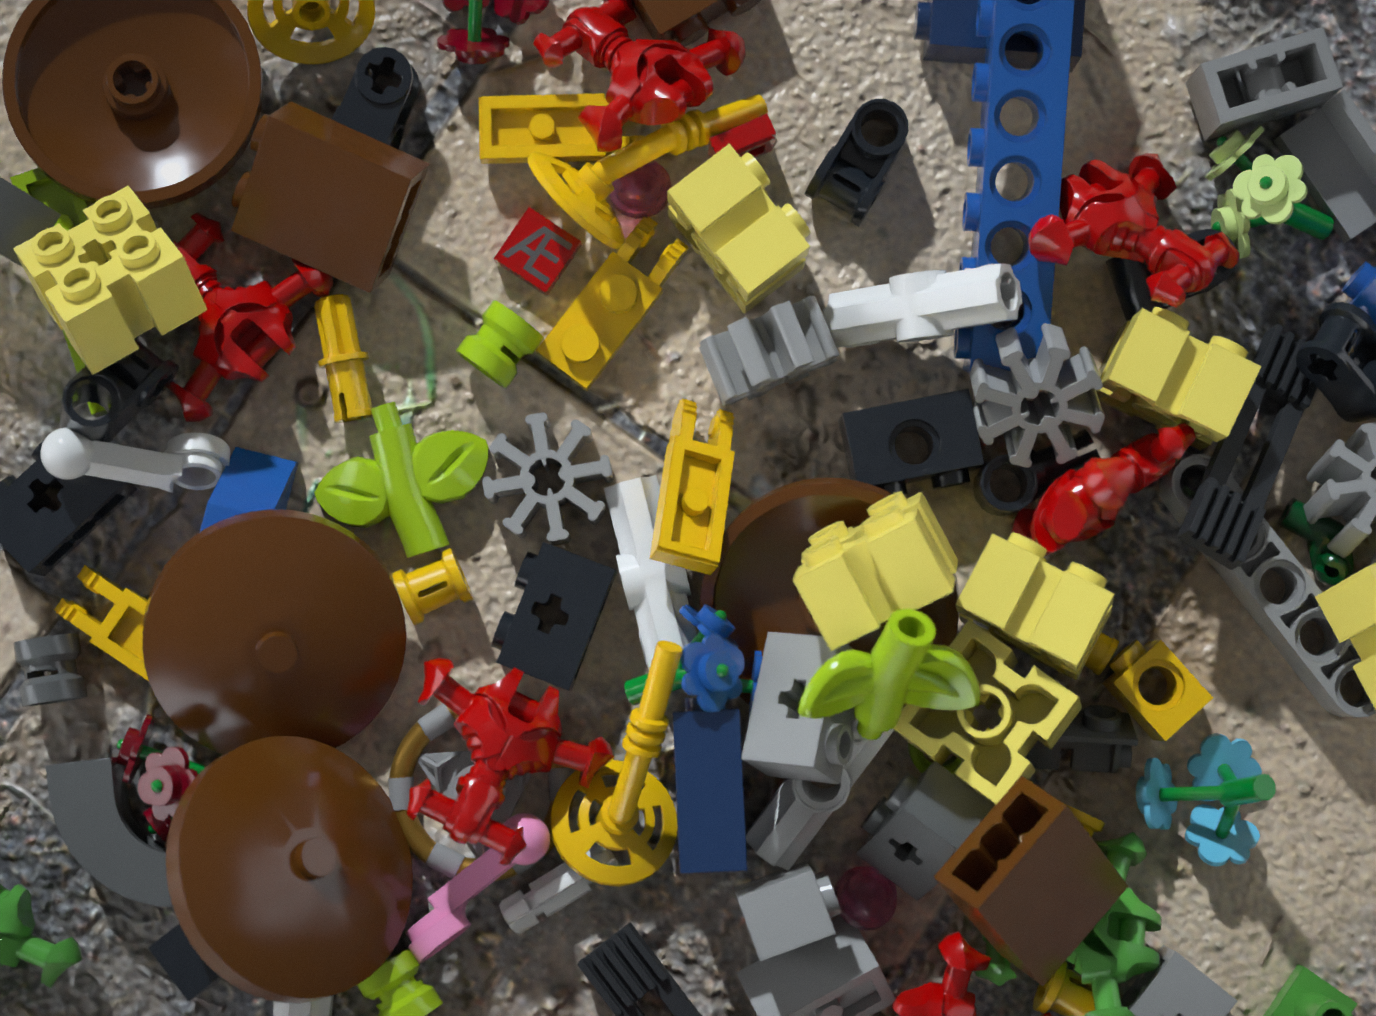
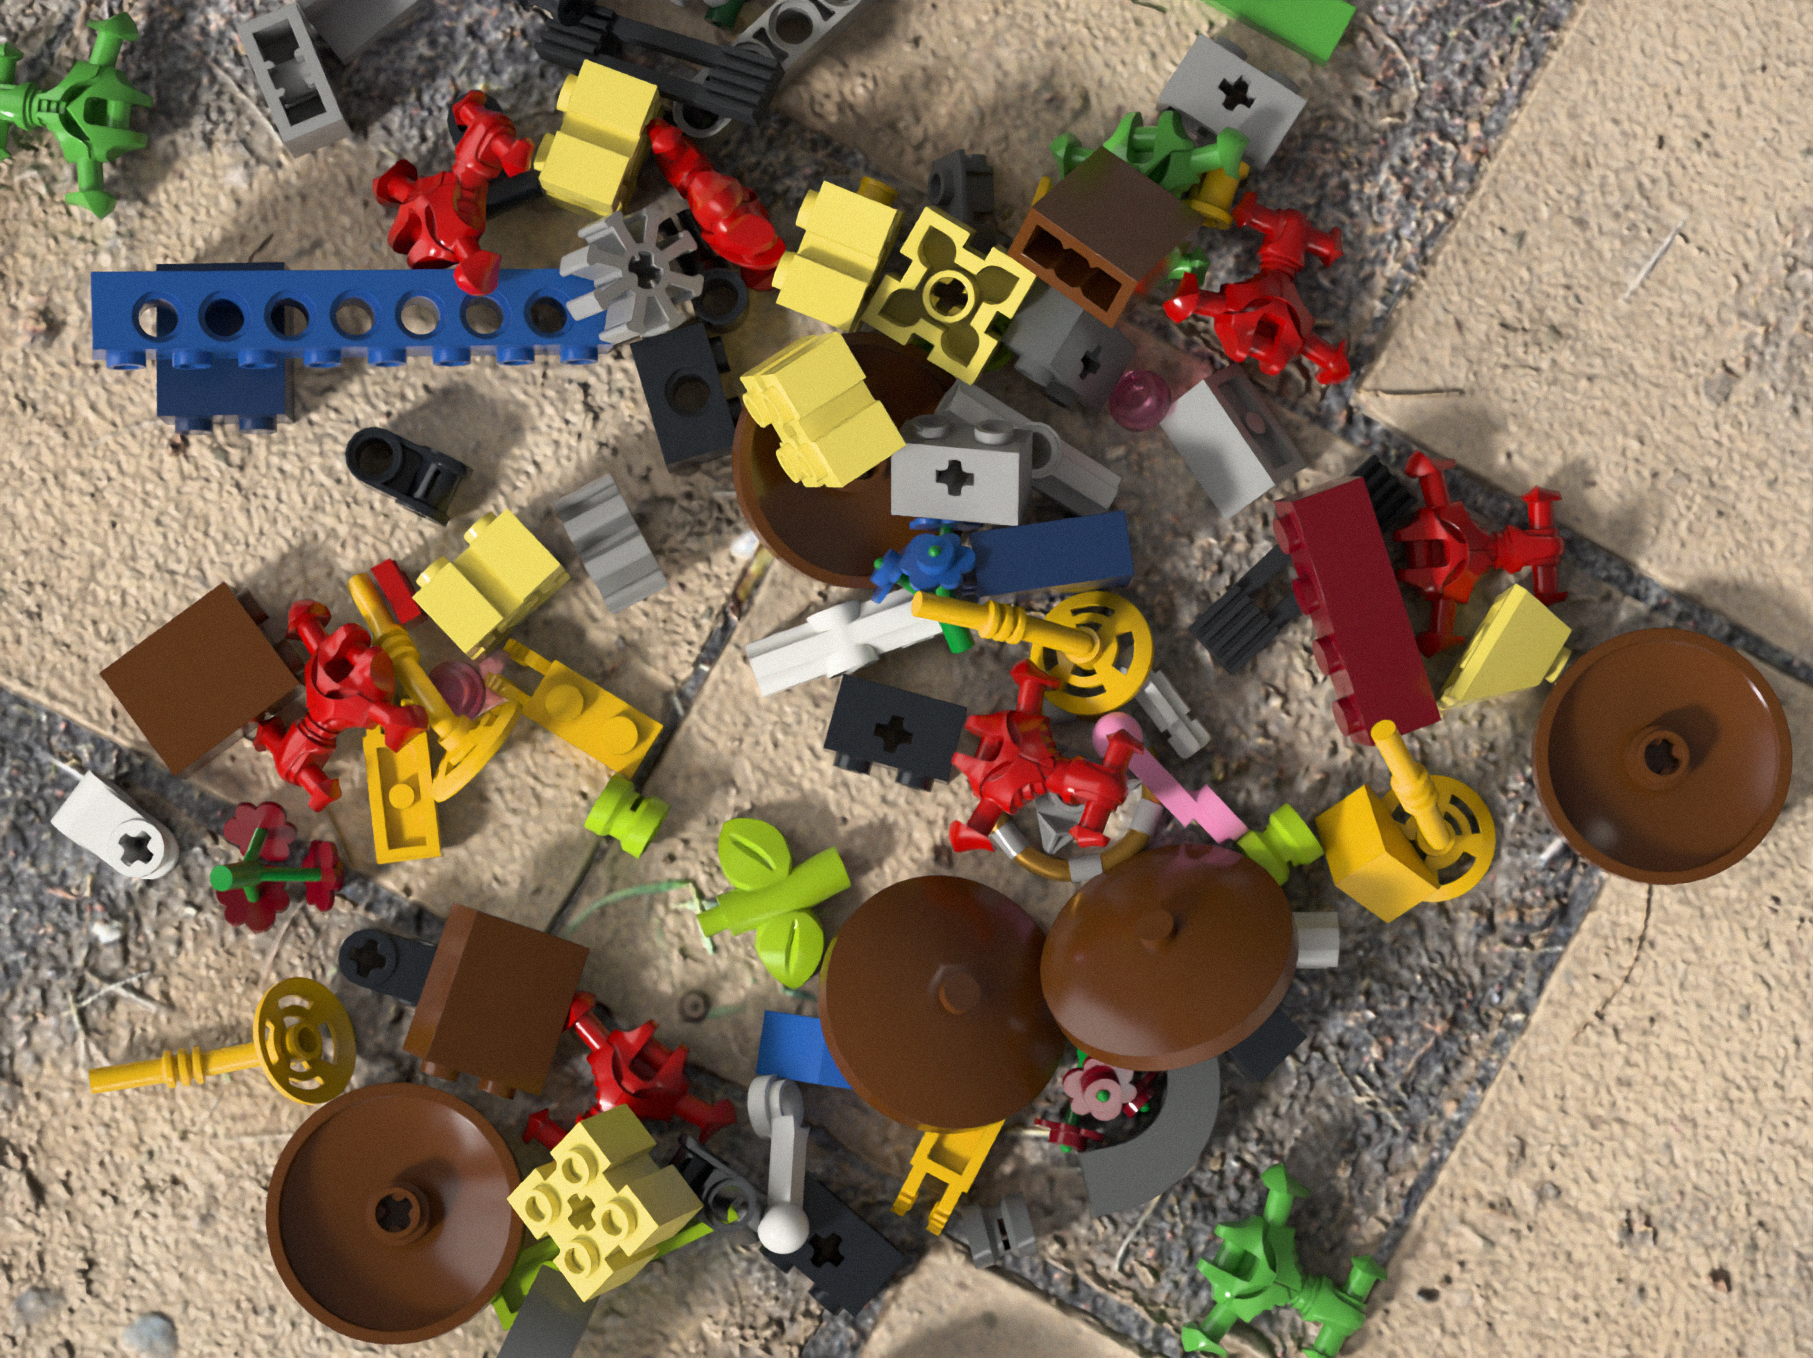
camera: 95 degrees left, 0 degrees up
(343, 358) = (656, 973): yellow axle -> none
(422, 602) = (876, 856): yellow bush -> none
(537, 251) = (528, 789): red tile -> none
(568, 473) = (753, 733): light grey gear -> none
(694, 492) = (757, 604): yellow hinge -> none
(788, 909) = (1158, 472): light grey brick -> none
(896, 672) = (917, 378): lime plant -> none
(923, 305) = (552, 395): white piece -> none
(1182, 698) = (913, 110): yellow brick -> none
(1220, 773) = (982, 66): medium azure plant -> none
(1268, 190) = (402, 68): yellowish green plant -> none

